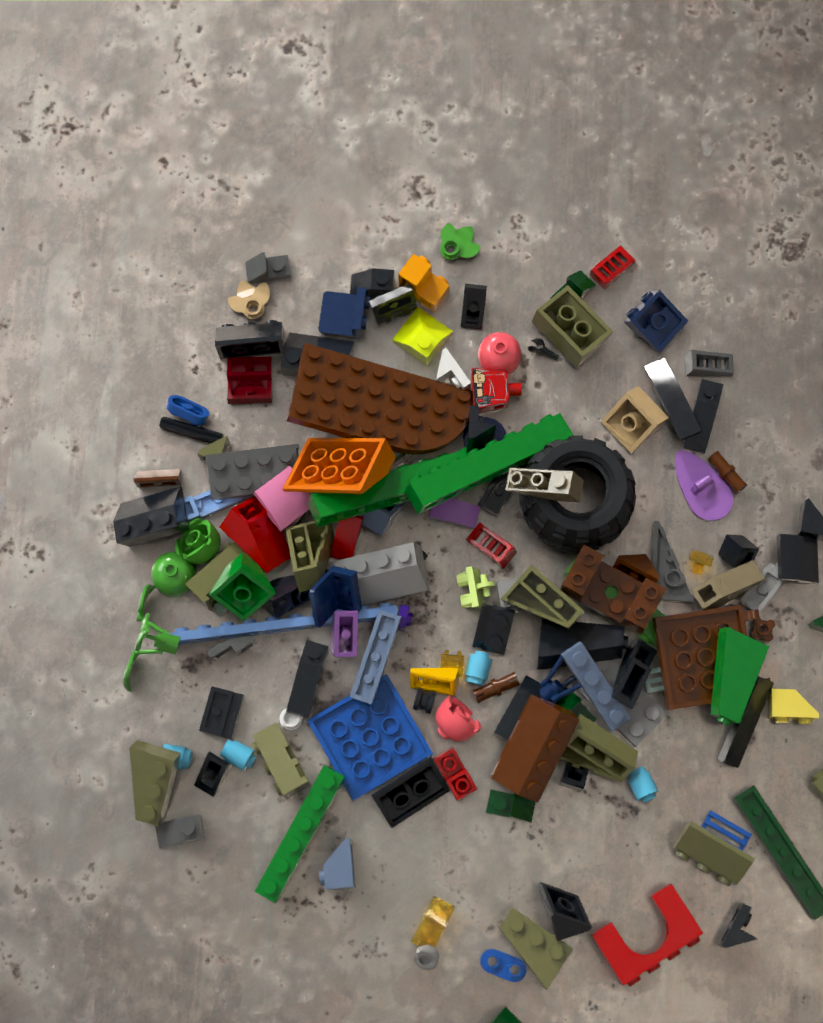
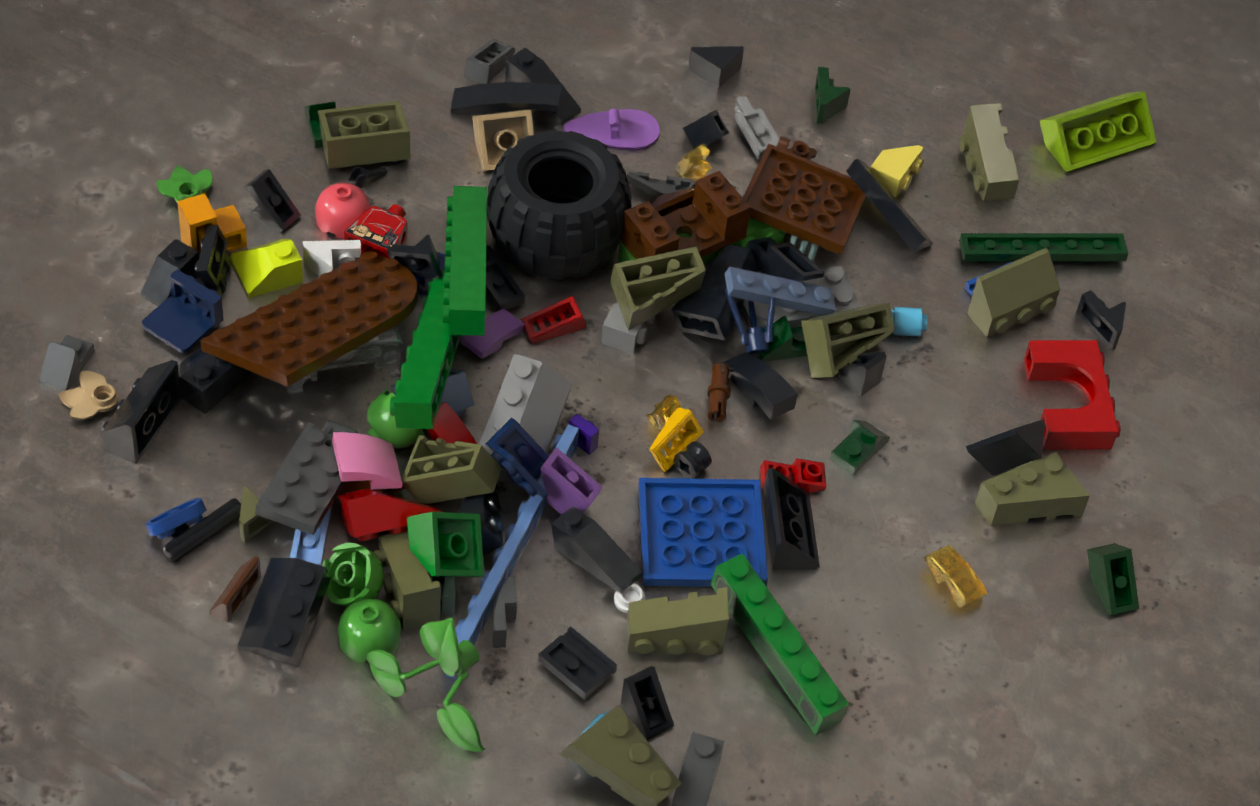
camera: 70 degrees left, 25 degrees down
(238, 754) = (640, 661): medium azure brick -> none
(249, 380) = (187, 444): dark red slope -> none
(339, 868) = (842, 621): sand blue slope -> none
(340, 465) = (374, 370): orange slope -> none
(375, 657) = (616, 469): sand blue plate -> none
(426, 957) = (990, 599): light grey tile -> none
(455, 720) = (736, 439): coral cylinder -> none
(478, 587) = (596, 351): yellowish green hips -> none
(478, 668) = (688, 394): medium azure brick -> none
(493, 628) = (652, 358): black plate -> none
(503, 965) = (1039, 536): blue plate -> none
(534, 748) = (816, 374): reddish brown slope -> none
(546, 484) = (542, 190): dark tan slope -> none
(605, 281) = (323, 81): red slope -> none
(655, 320) = (410, 71): dark blue plate -> none
(727, 472) = (615, 99): reddish brown pin -> none
(727, 585) = (739, 152): dark tan slope -> none
(735, 674) = (840, 178): green slope -> none
(797, 559) = (745, 91): black slope -> none

